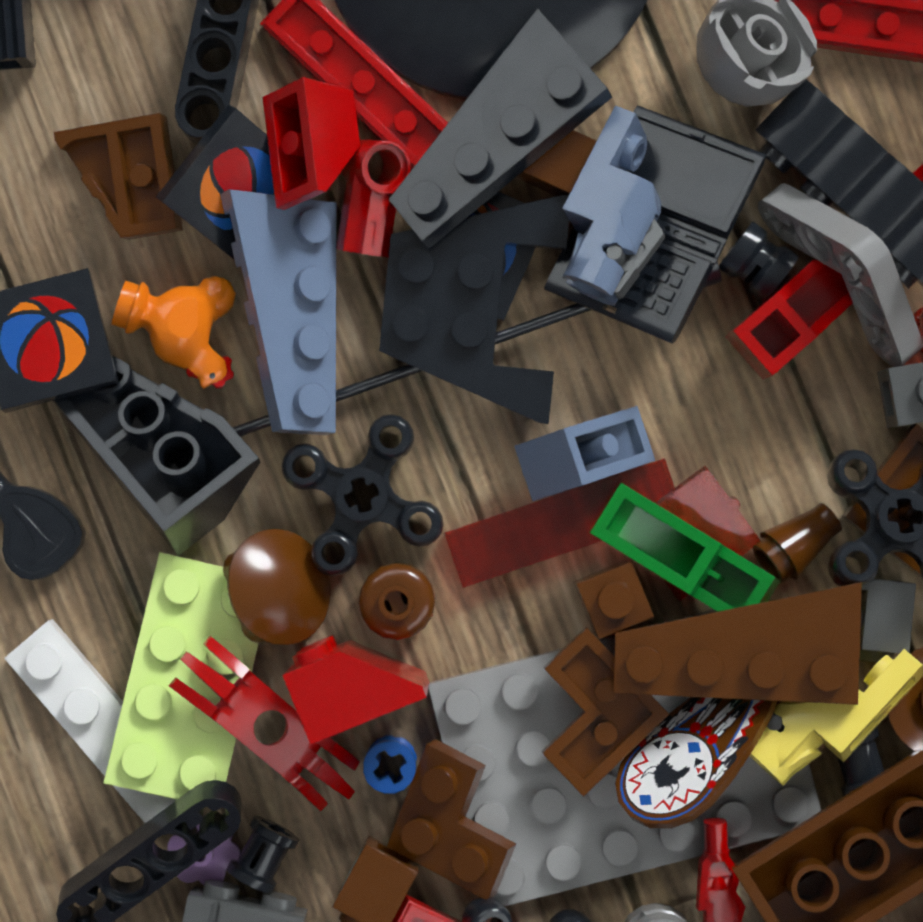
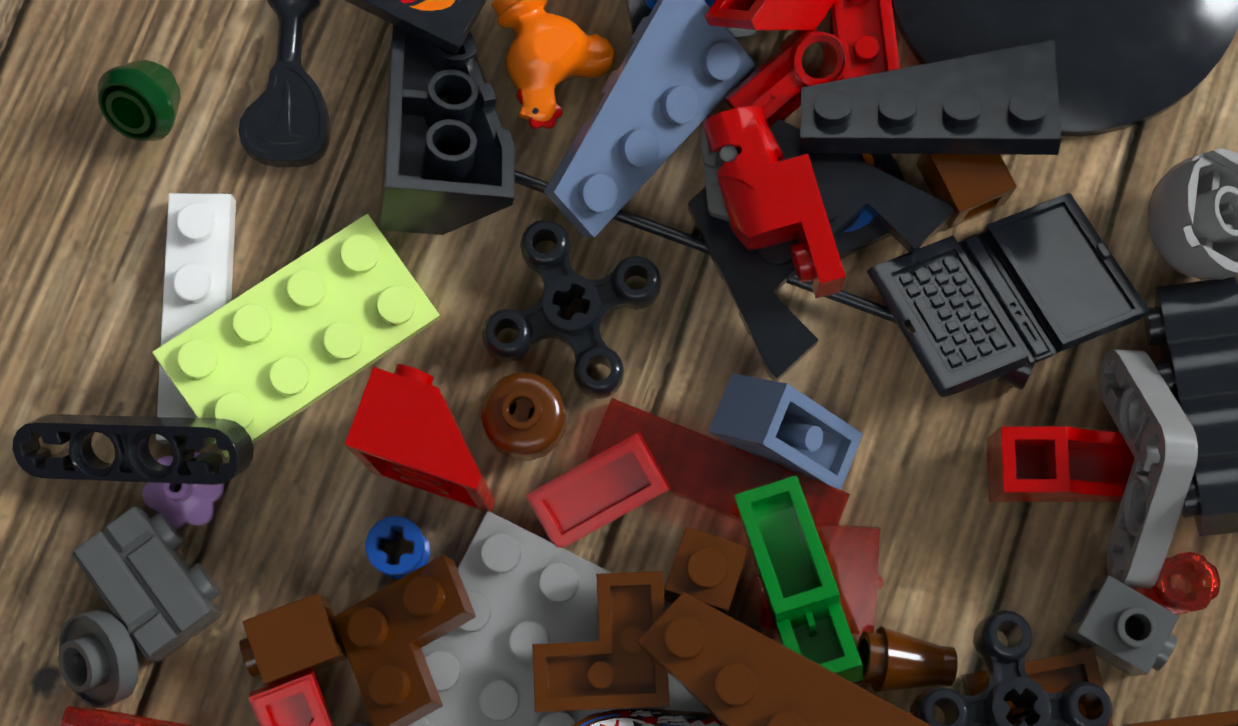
camera: 40 degrees right, 10 degrees down
(242, 705) = (317, 388): red piece -> none
(262, 854) = (226, 532): black bush -> none
(276, 588) = (435, 319): reddish brown dish -> none
(433, 308) = (768, 198): none -> red plate
(491, 606) = (598, 491): none -> red tile
(613, 212) = (979, 248): sand blue plate -> none
(758, 262) = (1068, 395): black wheel -> none

